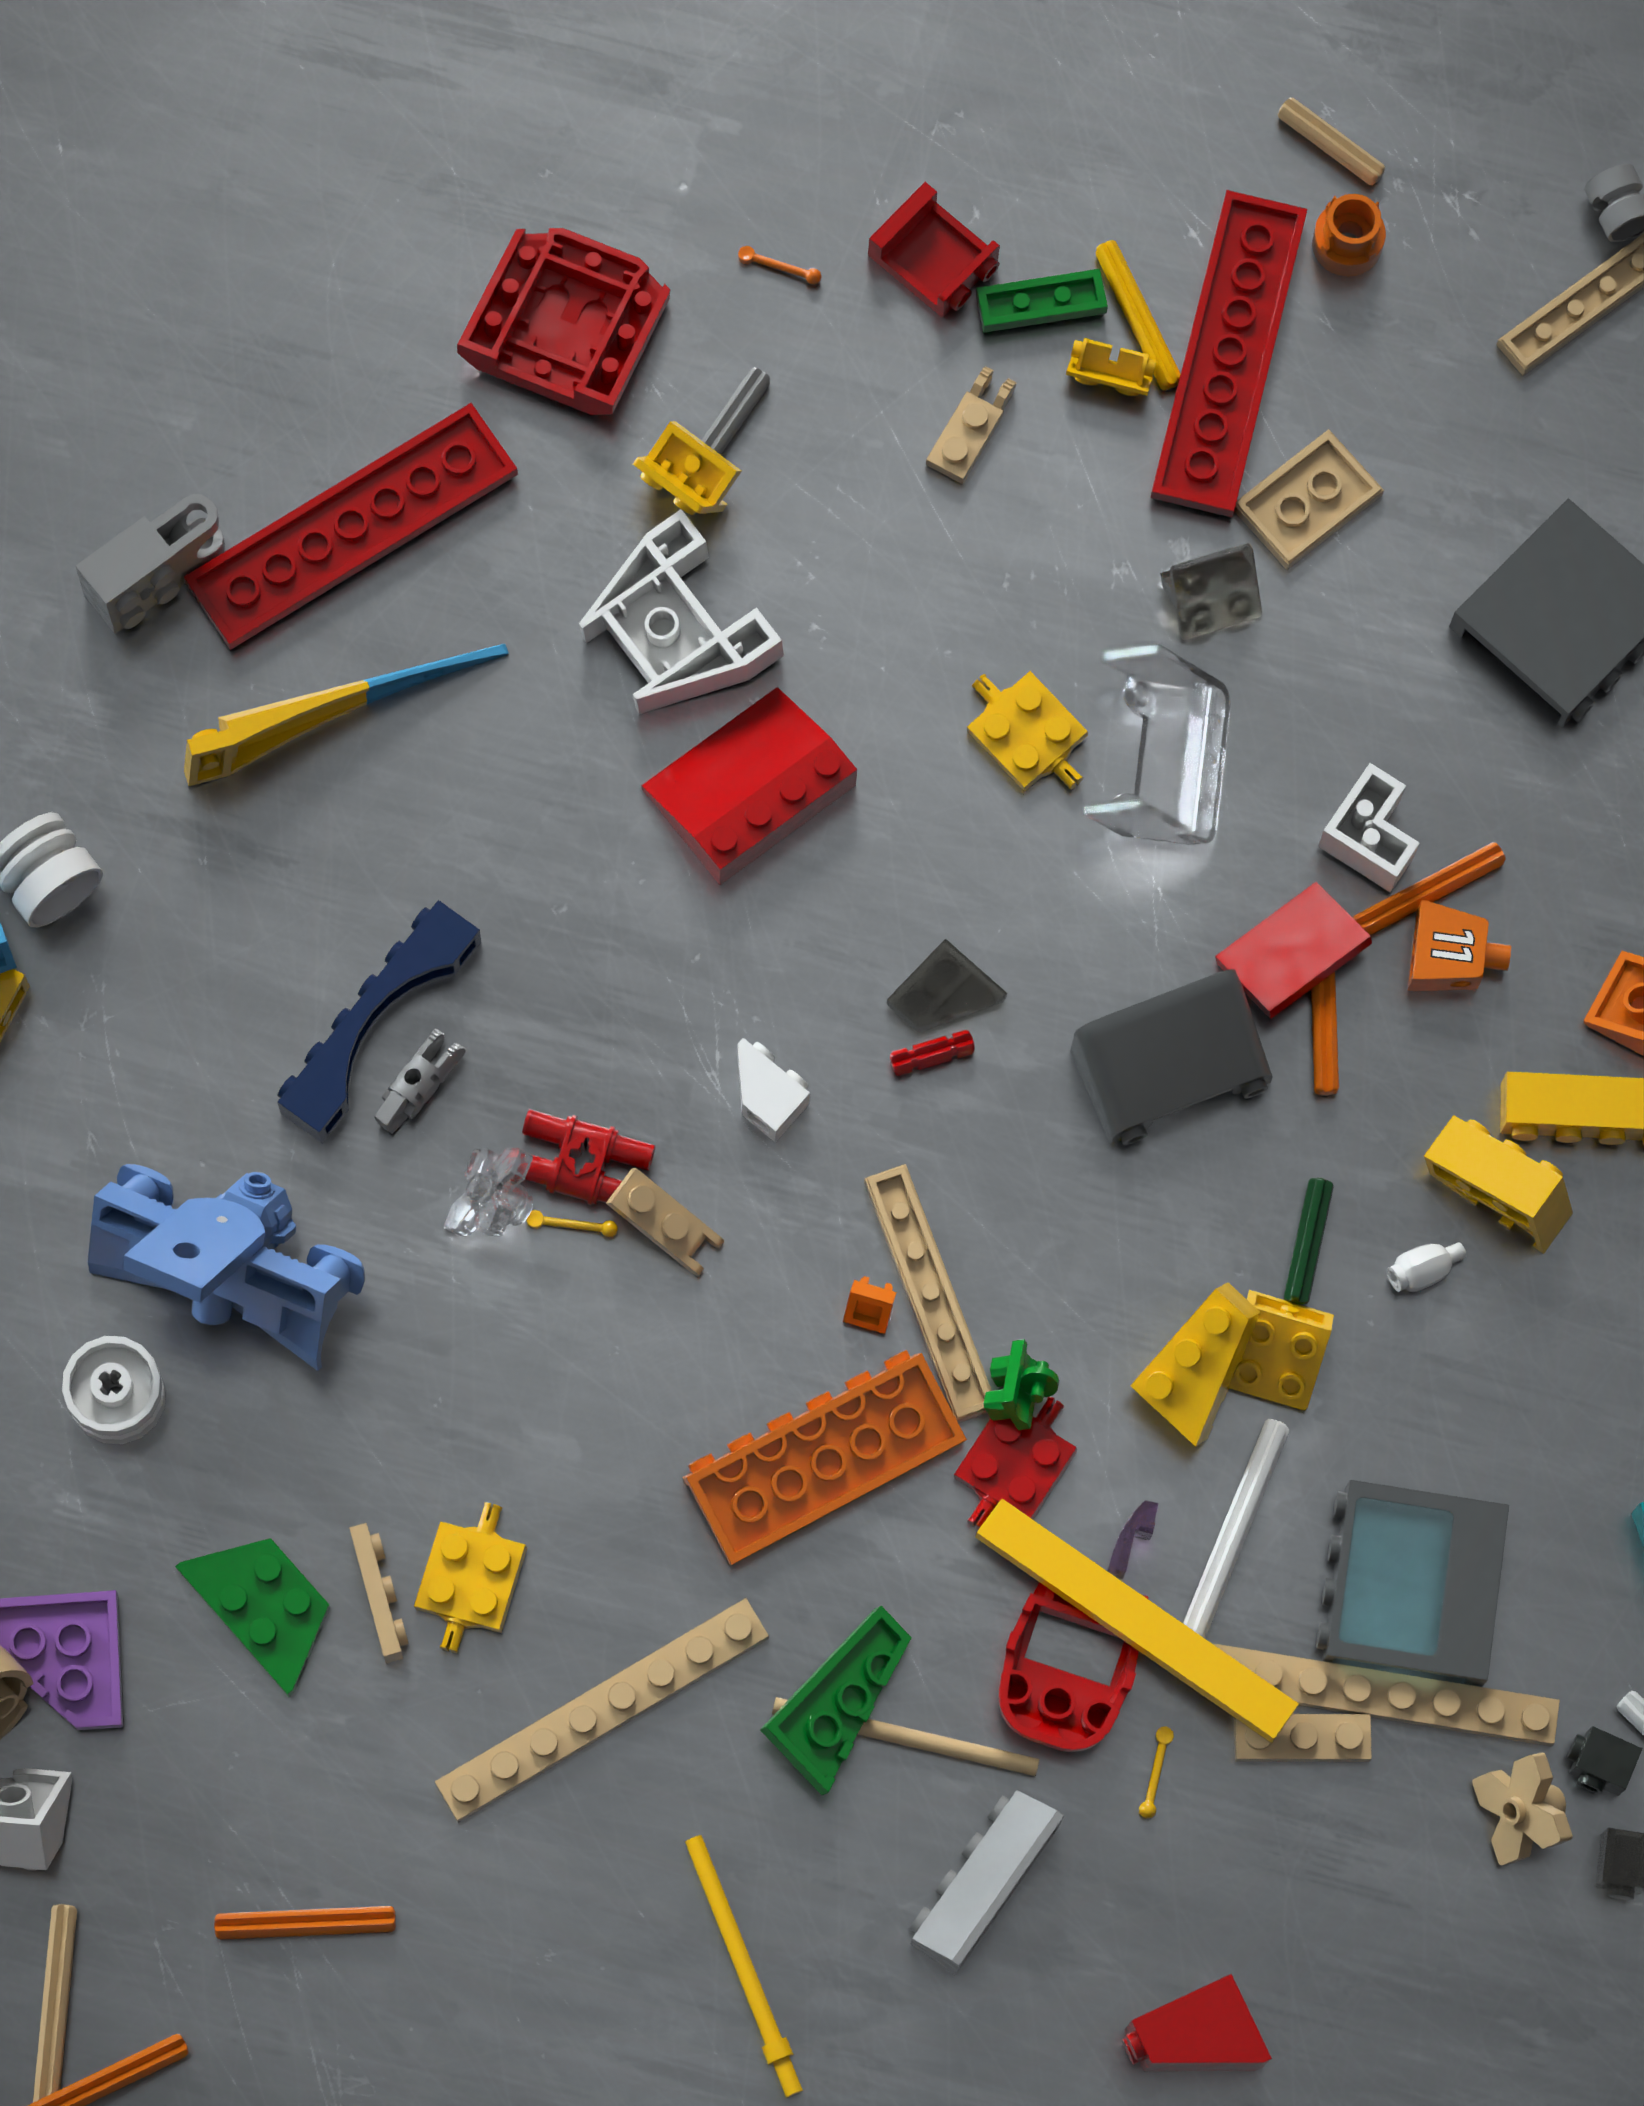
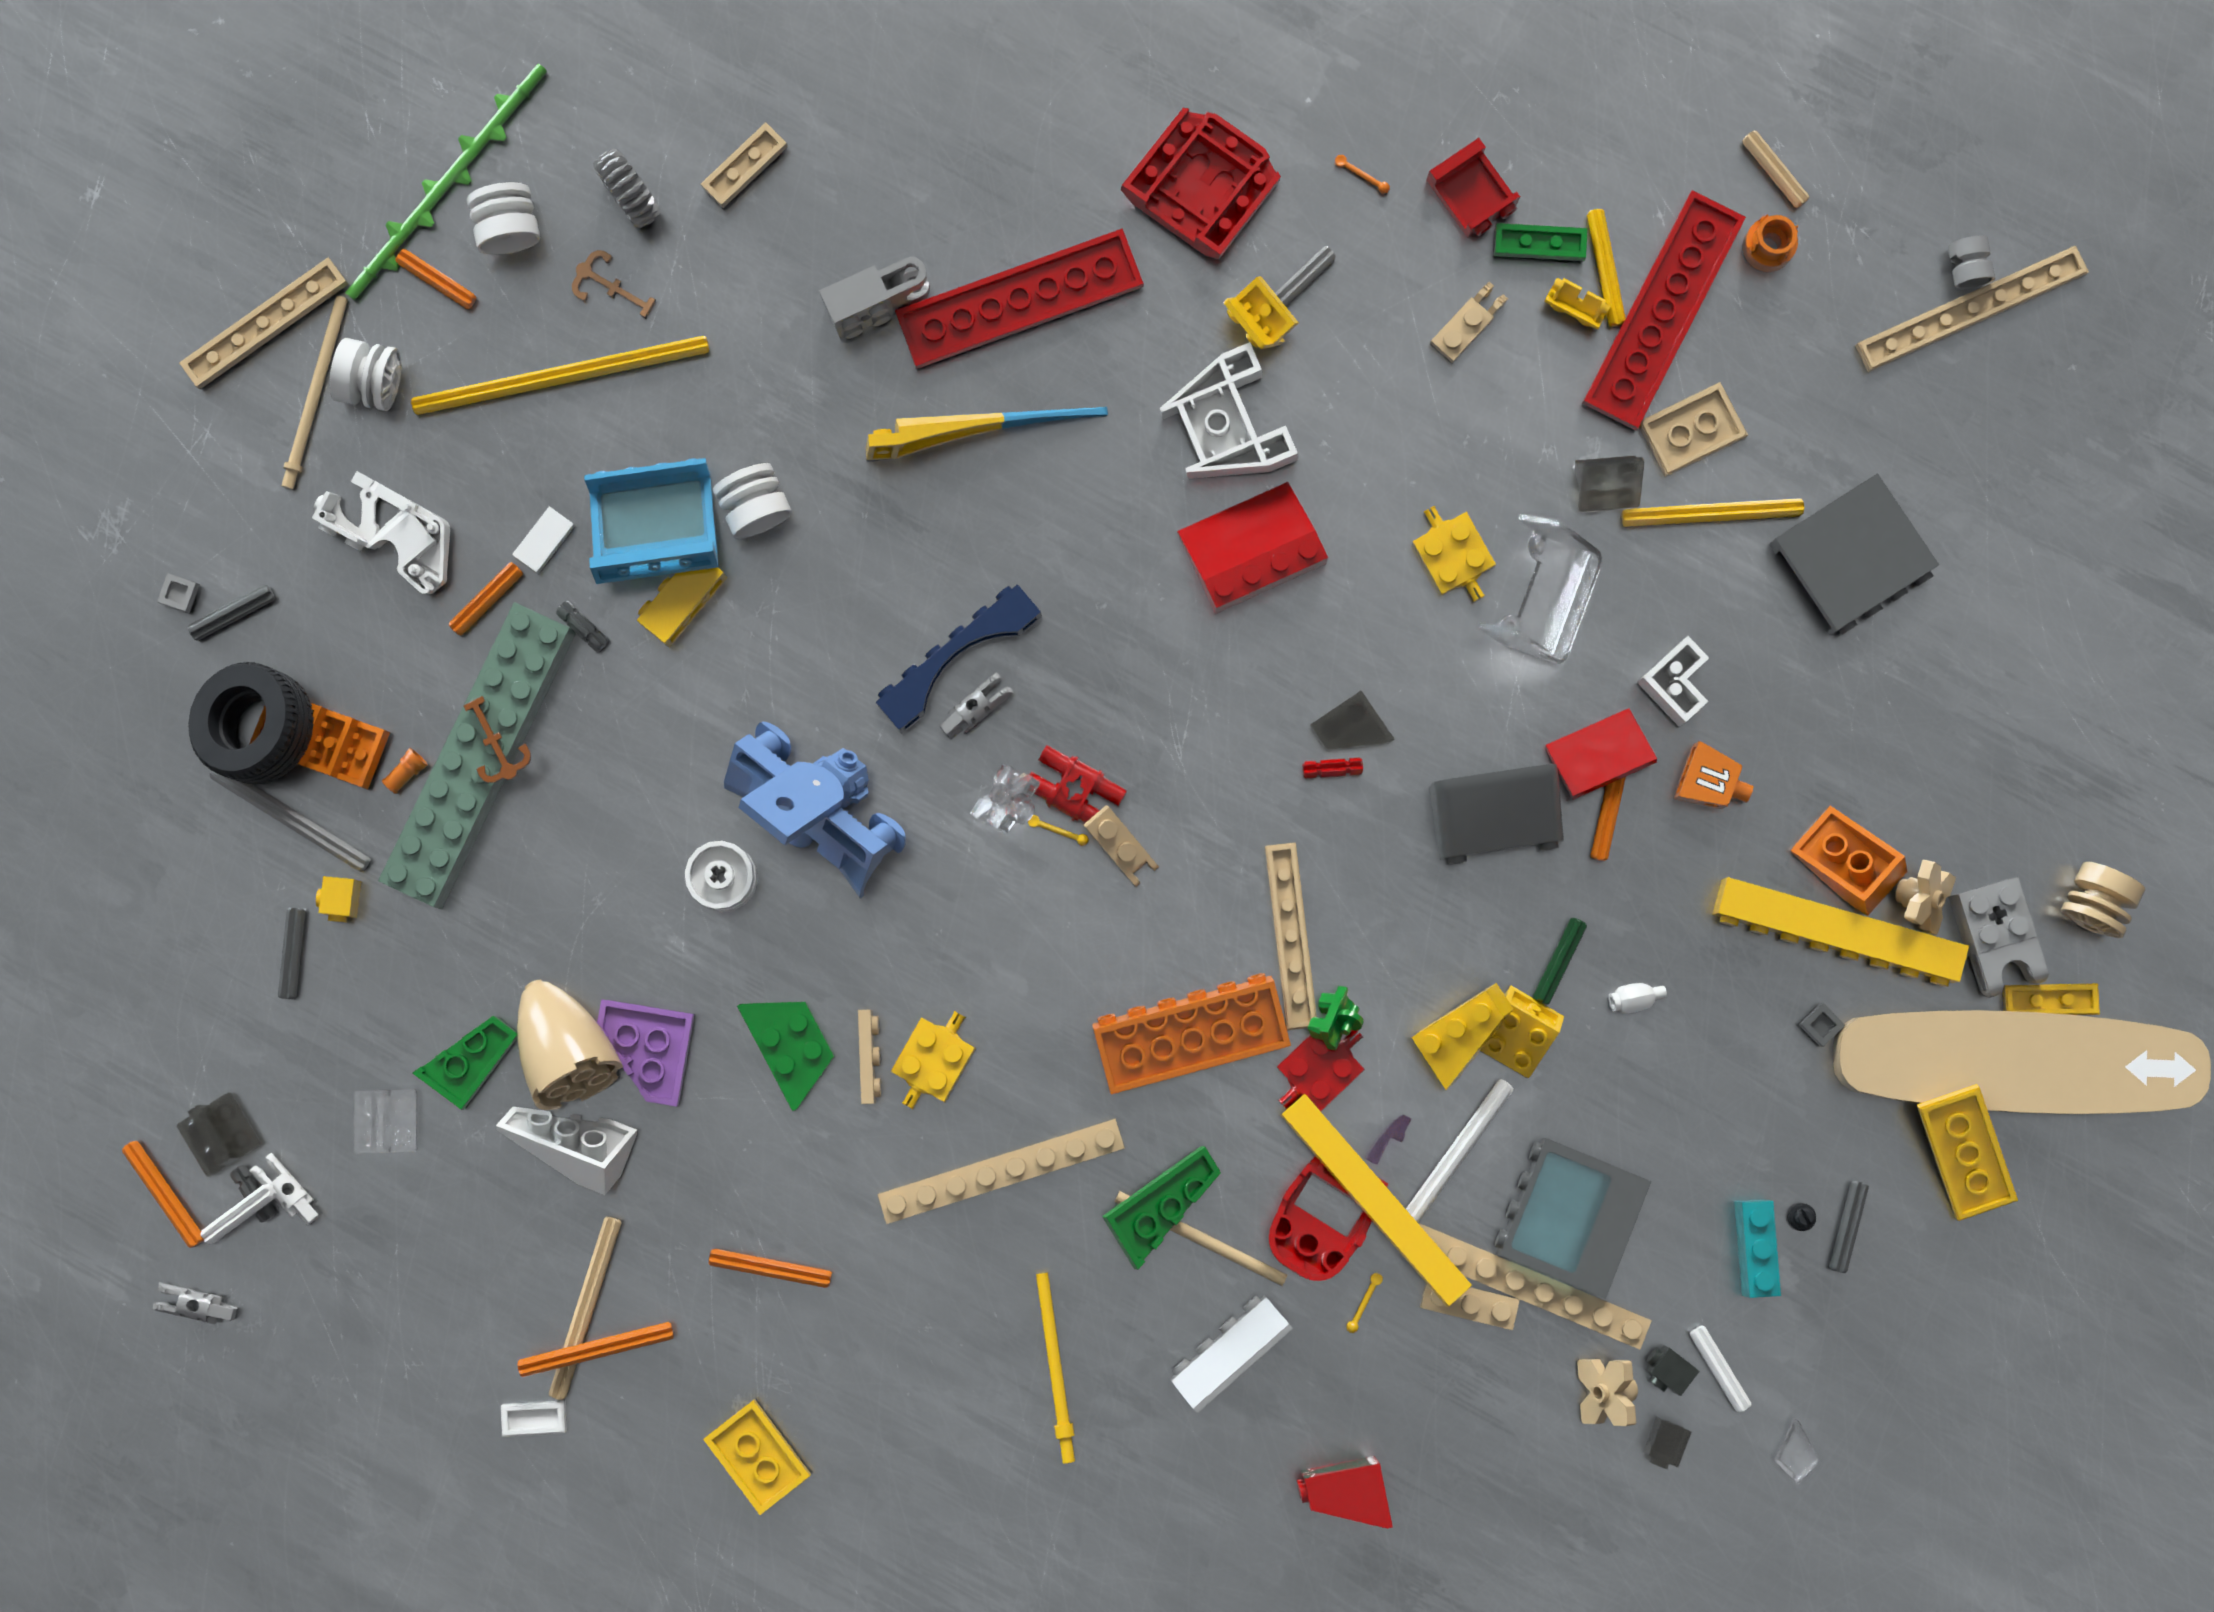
camera: 20 degrees right, 10 degrees up
(767, 1093) = (1212, 772): white slope -> none
(869, 1305) = (1247, 936): orange tile -> none
(1362, 601) = (1712, 512): none -> yellow axle
(1431, 888) = (1707, 731): orange axle -> none
(1501, 1178) = (1703, 950): yellow wedge -> none

